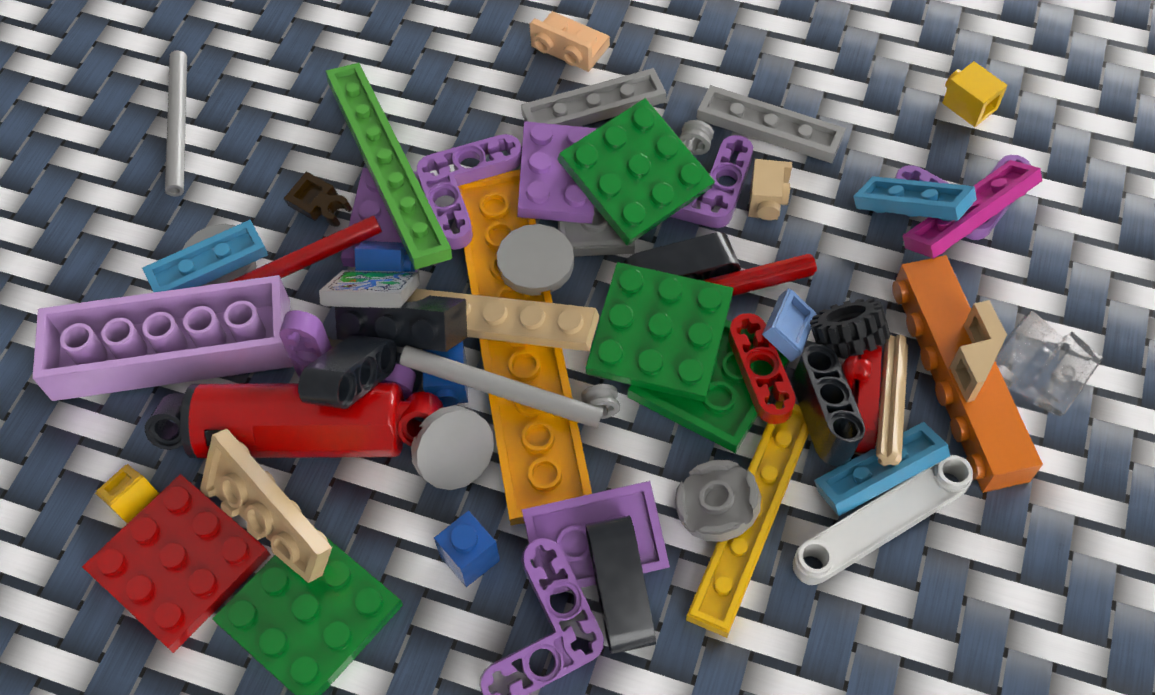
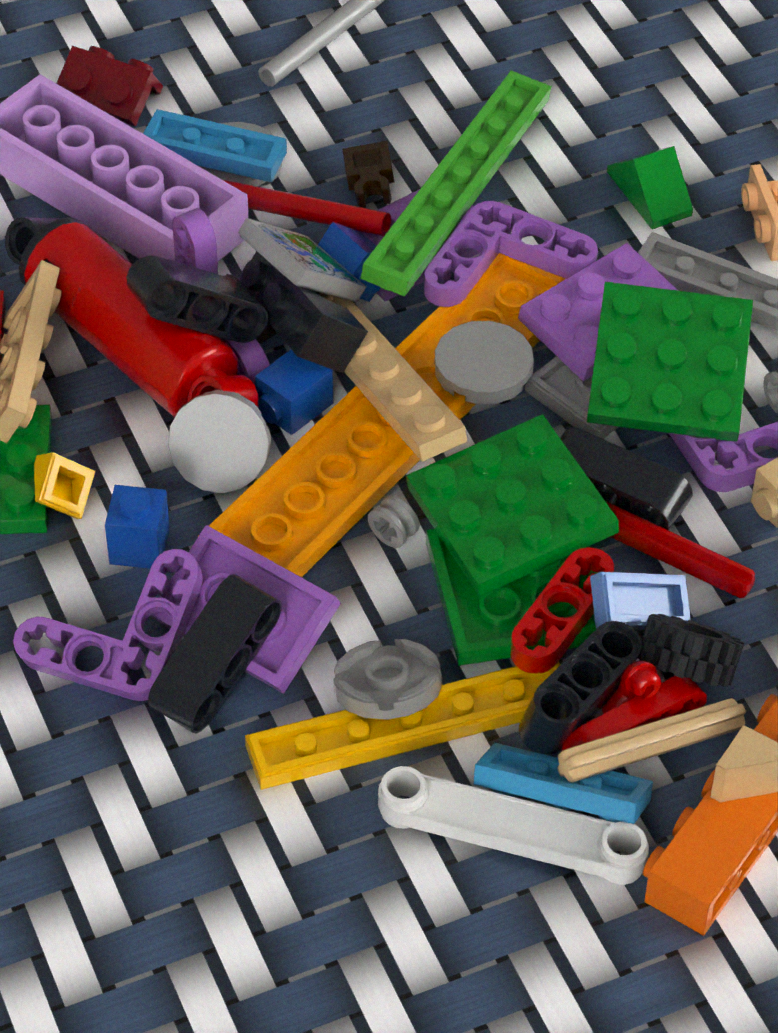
camera: 45 degrees right, 10 degrees down
(78, 278) = (109, 83): none -> dark red bracket
(383, 567) = (62, 484): none -> yellow slope
(480, 76) = (654, 186): none -> green slope
(501, 386) = (316, 430): light grey piece -> none

